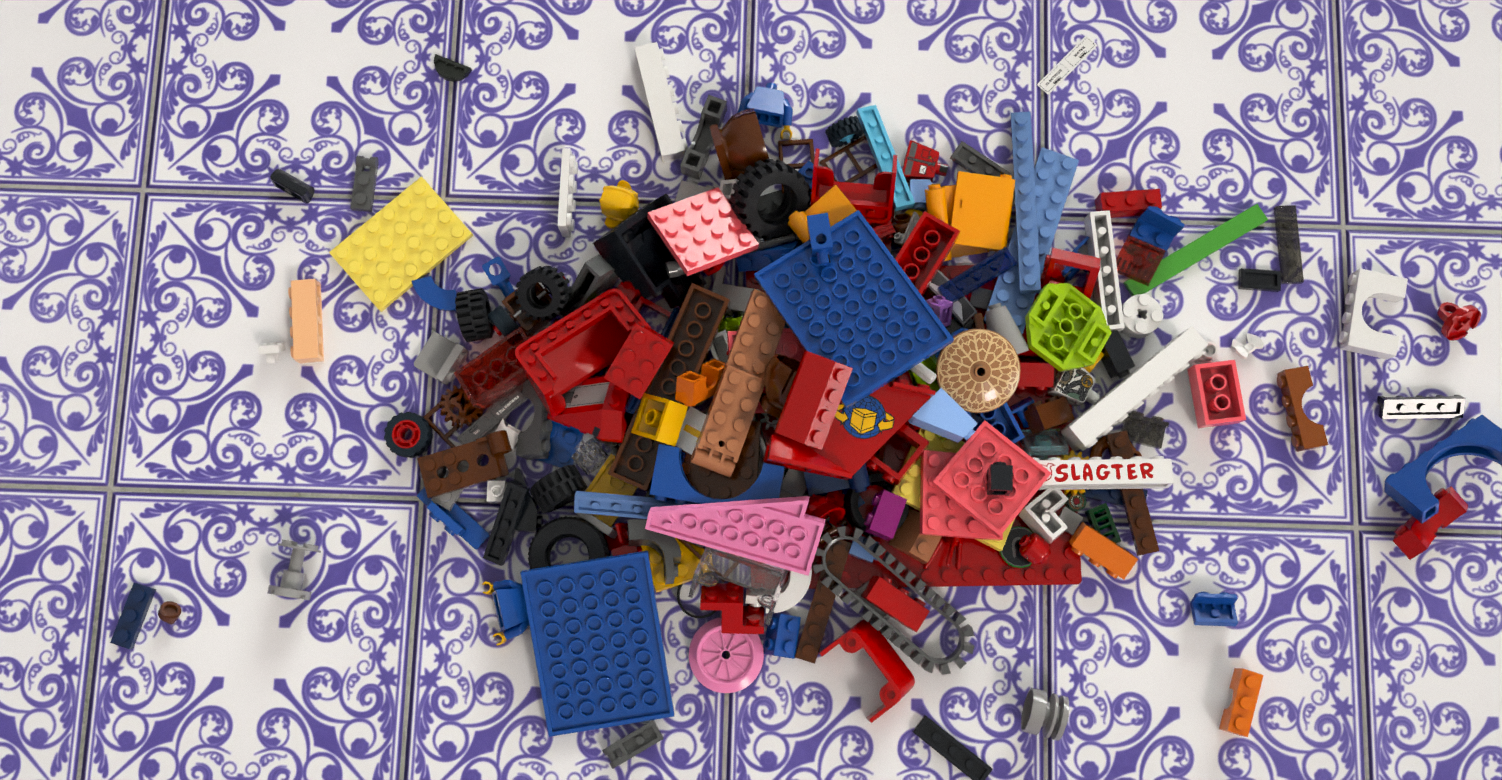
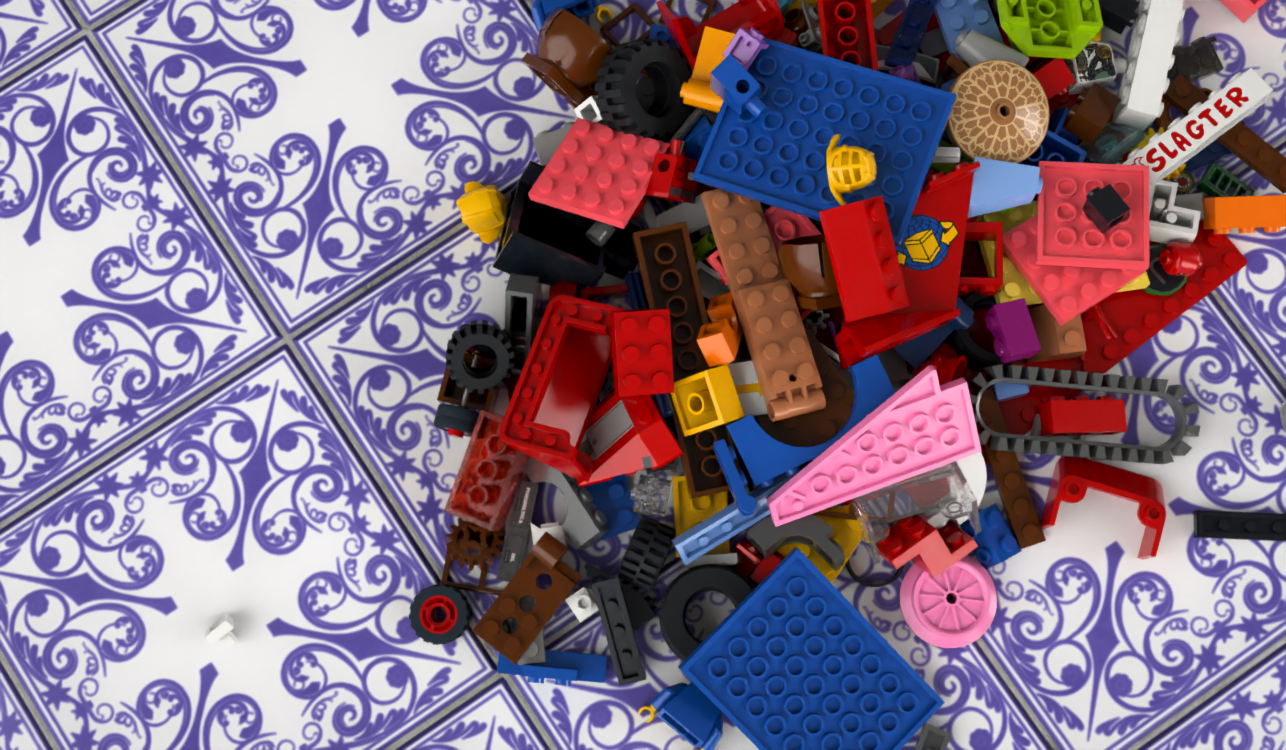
camera: 30 degrees left, 0 degrees up
(292, 185) = (111, 439): black brick -> none
(306, 321) = (237, 573): light nougat brick -> none
(364, 184) = (189, 382): dark grey plate -> none
(401, 244) = (277, 418): light yellow plate -> none
(434, 295) = (357, 446): blue tile -> none
(441, 358) = (414, 507): light grey bracket -> none
(450, 69) = (192, 196): pearl dark grey tile -> none
(472, 315) = (418, 434): black tyre -> none
(501, 279) = (418, 377): blue bracket -> none
(567, 188) = (417, 230): white plate -> none
(641, 481) = (735, 479): none -> blue plate
(660, 103) = (446, 74): white brick -> none
(701, 146) = (521, 78): dark grey arch -> none
(744, 264) = (673, 175): none -> red torso
(846, 215) = (746, 46): none -> medium lavender bracket
(849, 338) = (848, 168): none -> yellow piece

